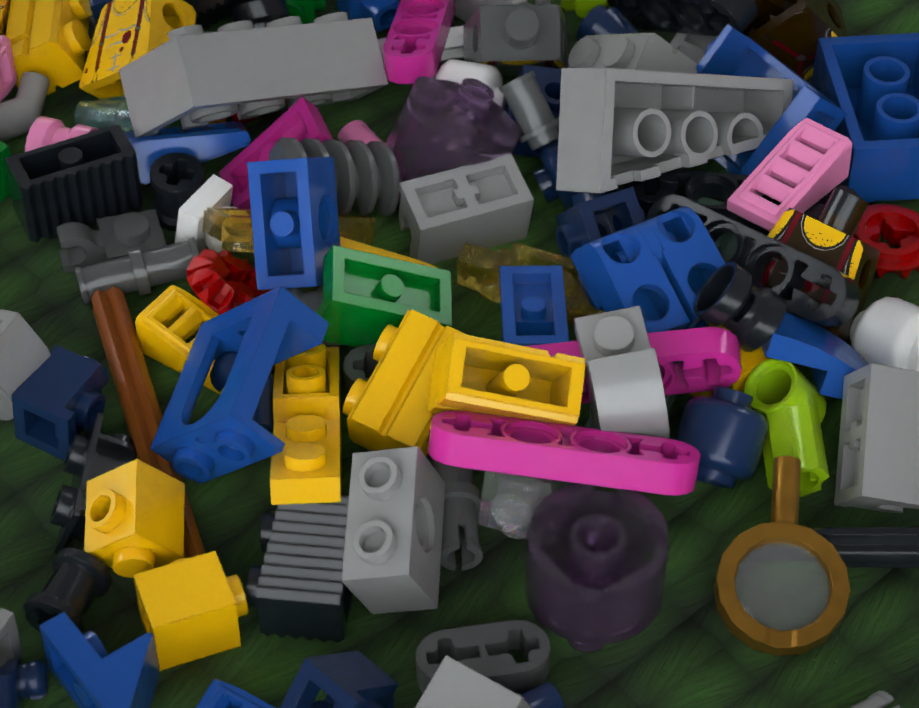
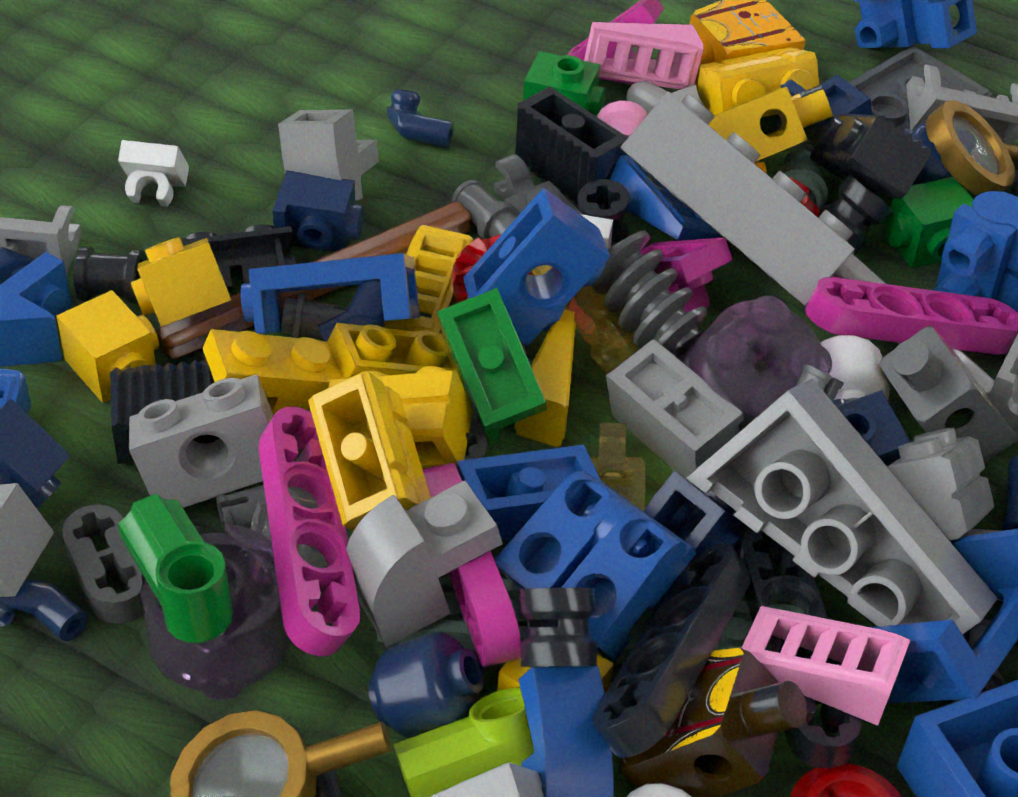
camera: 70 degrees right, 0 degrees up
(625, 535) = (179, 568): none -> green piece

